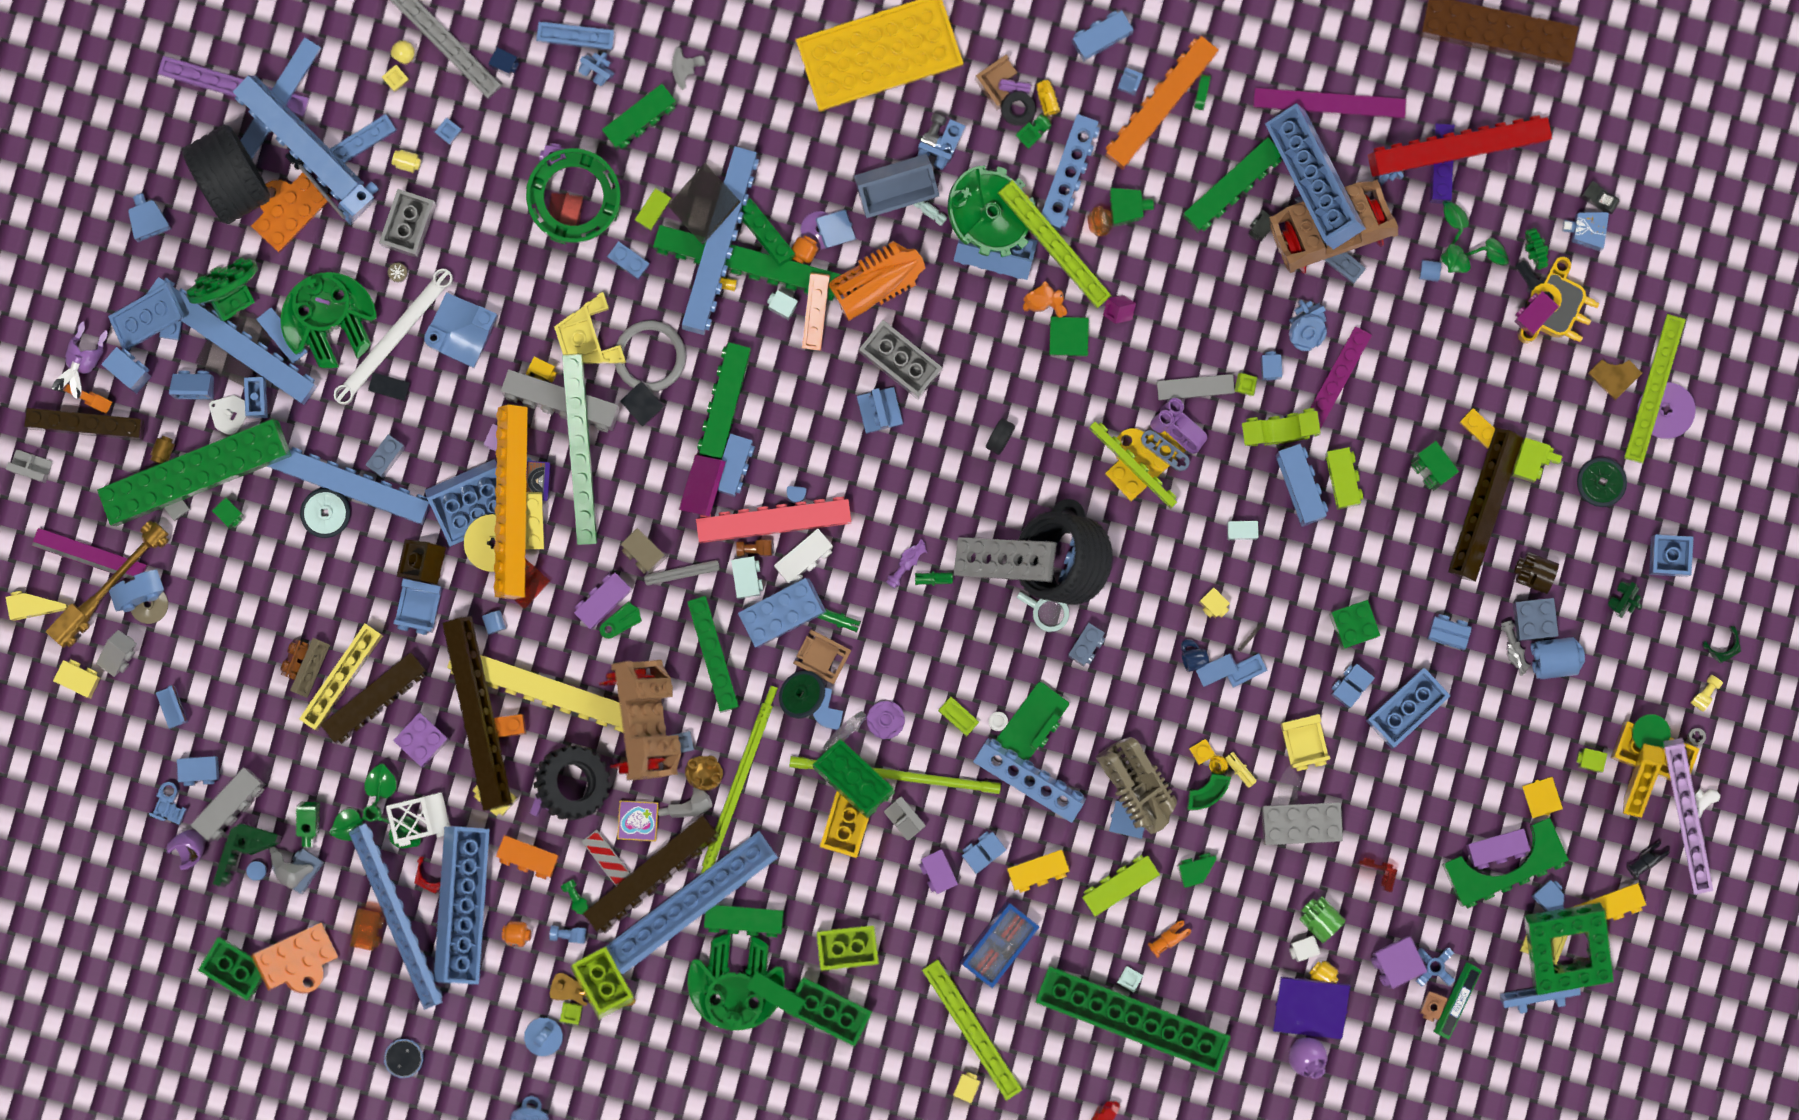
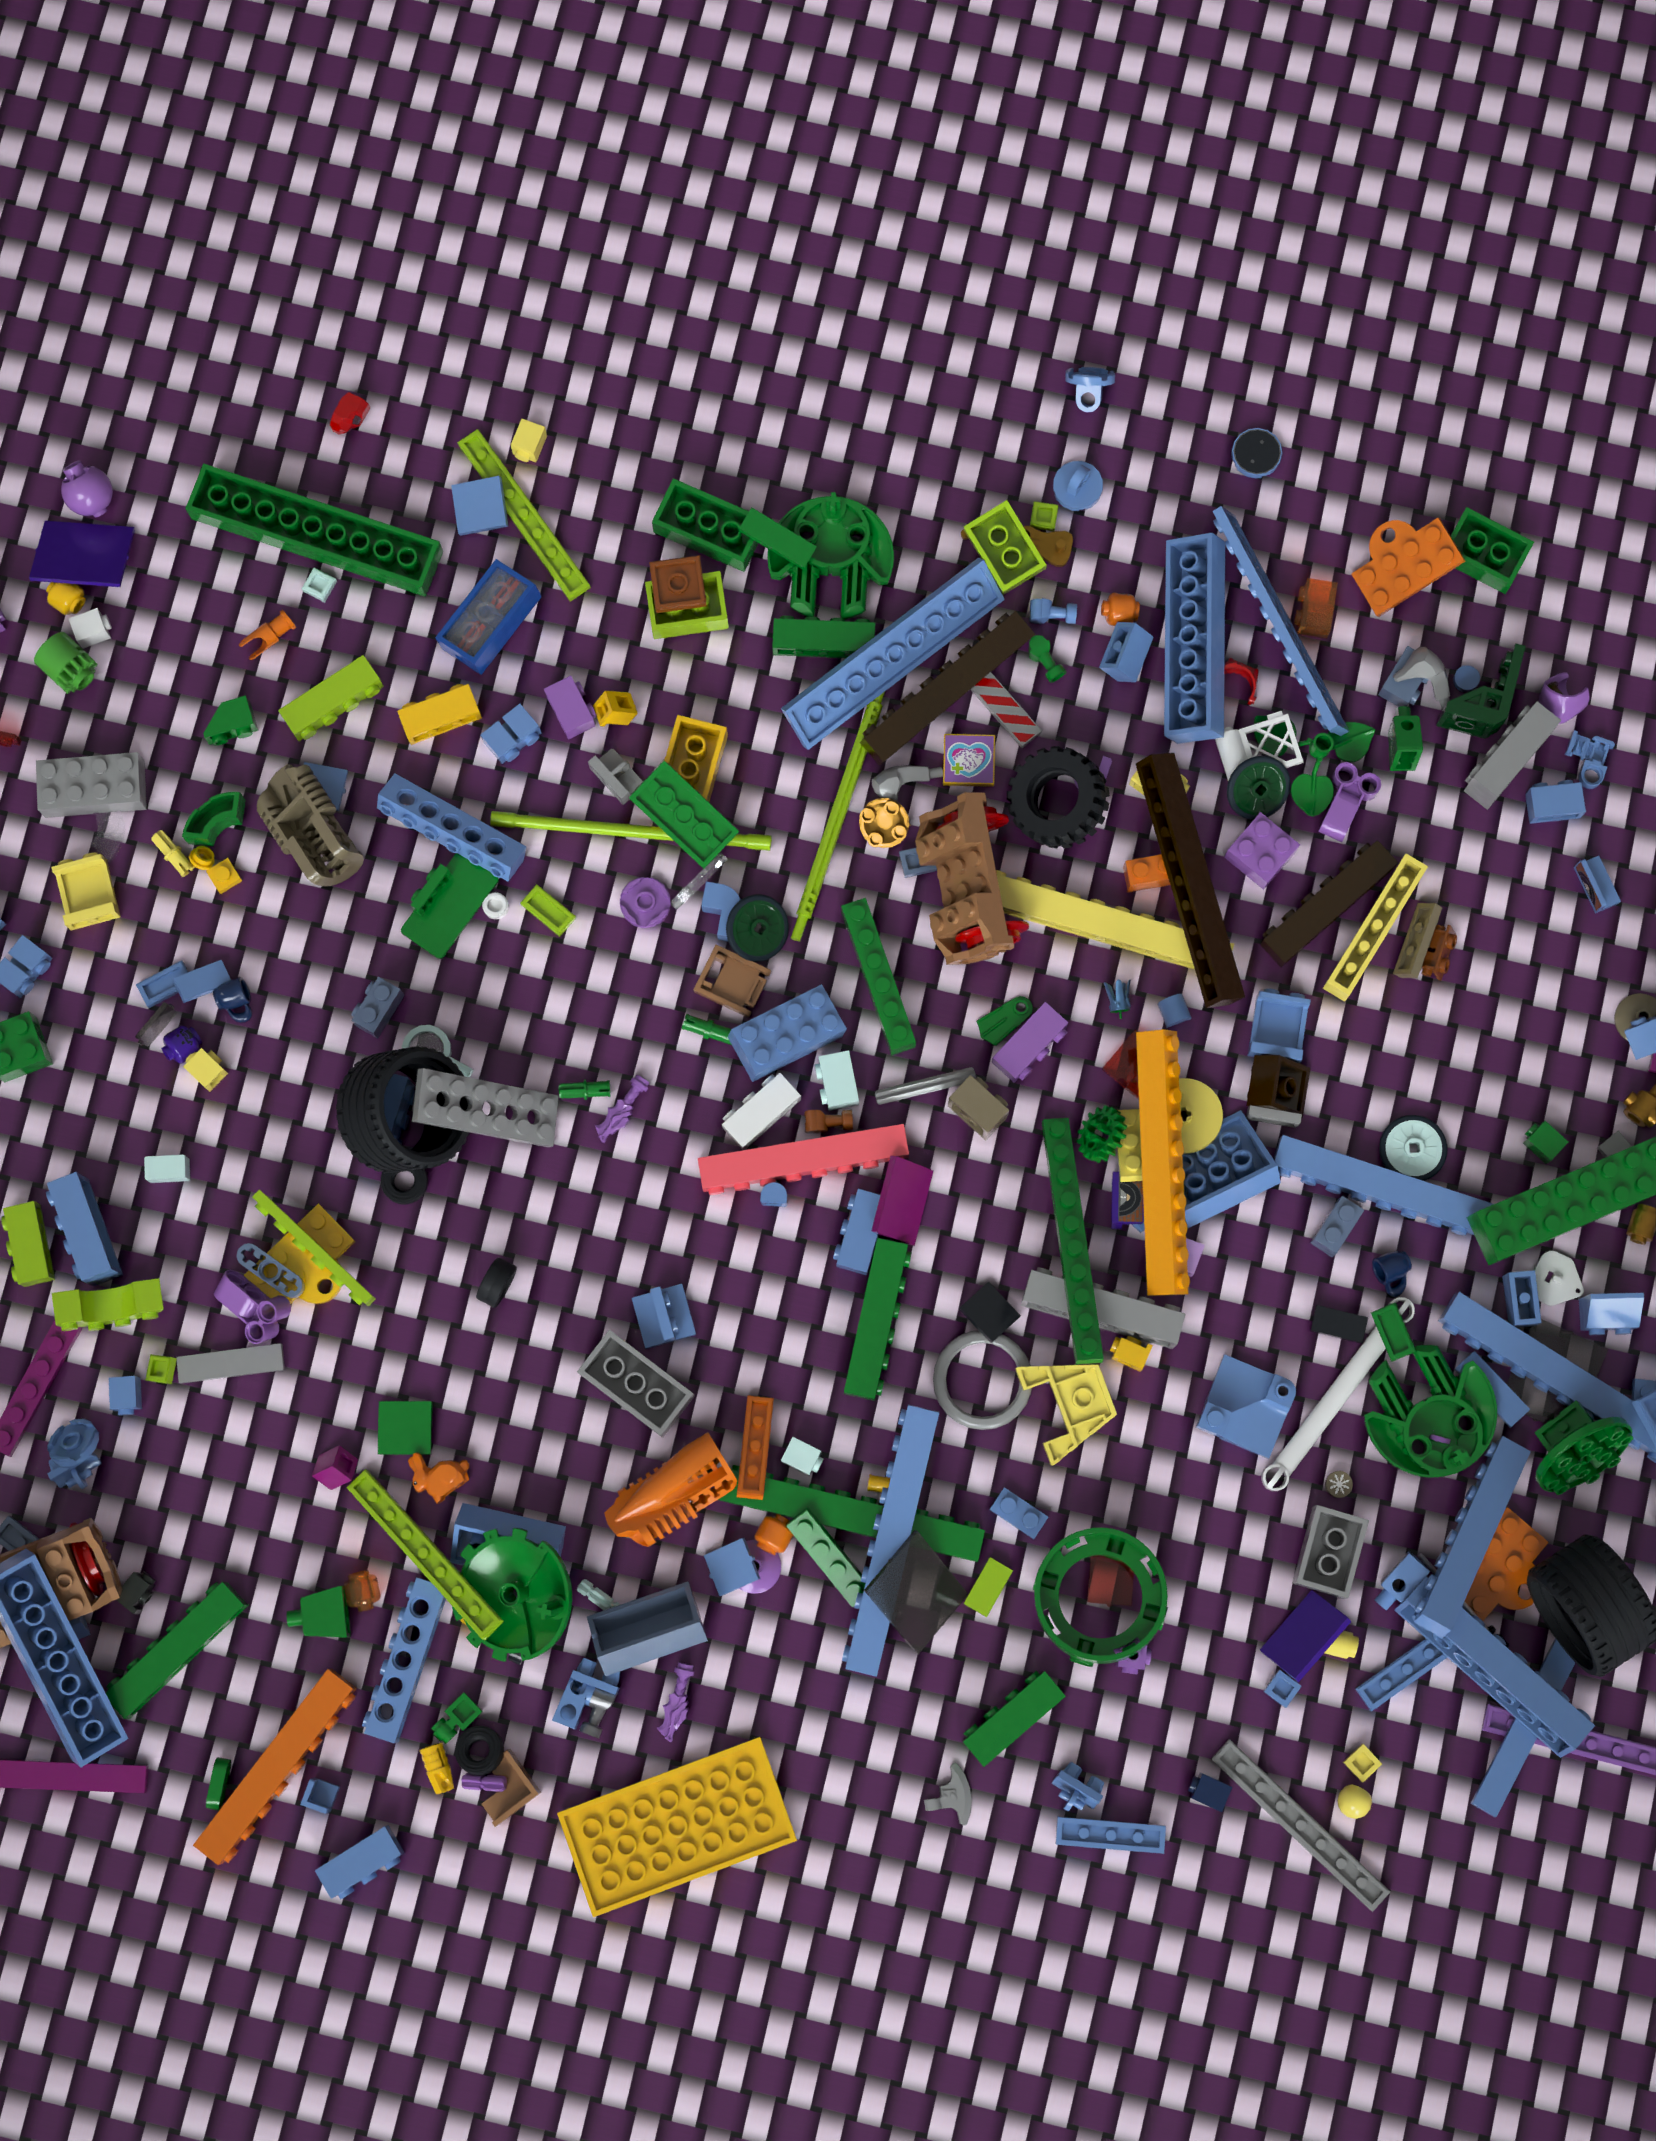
camera: 175 degrees left, 5 degrees down
(306, 227) = (1471, 1537): none -> medium blue brick
(347, 425) = (1390, 1268): none -> dark blue piece
(350, 377) = (1393, 1332): none -> green tile
(355, 775) = (1347, 800): none -> medium lavender piece
(420, 788) = (1246, 779): none -> dark green wheel
(426, 538) = (1273, 1116): none -> light grey tile
(429, 165) = (1305, 1635): none -> dark purple tile
(514, 898) = (1126, 652): none -> medium blue brick
(527, 857) = (1111, 707): orange brick -> none
(534, 629) = (1121, 1002): none -> flat silver piece
(548, 535) = (1107, 1121): none -> green gear
(853, 958) = (677, 584): none -> dark orange plate
(878, 132) = (676, 1708): none -> medium lavender piece
(904, 868) = (615, 708): none -> yellow brick
(1005, 1036) = (479, 505): none -> medium blue tile
(1232, 622) = (181, 1043): none -> dark purple head

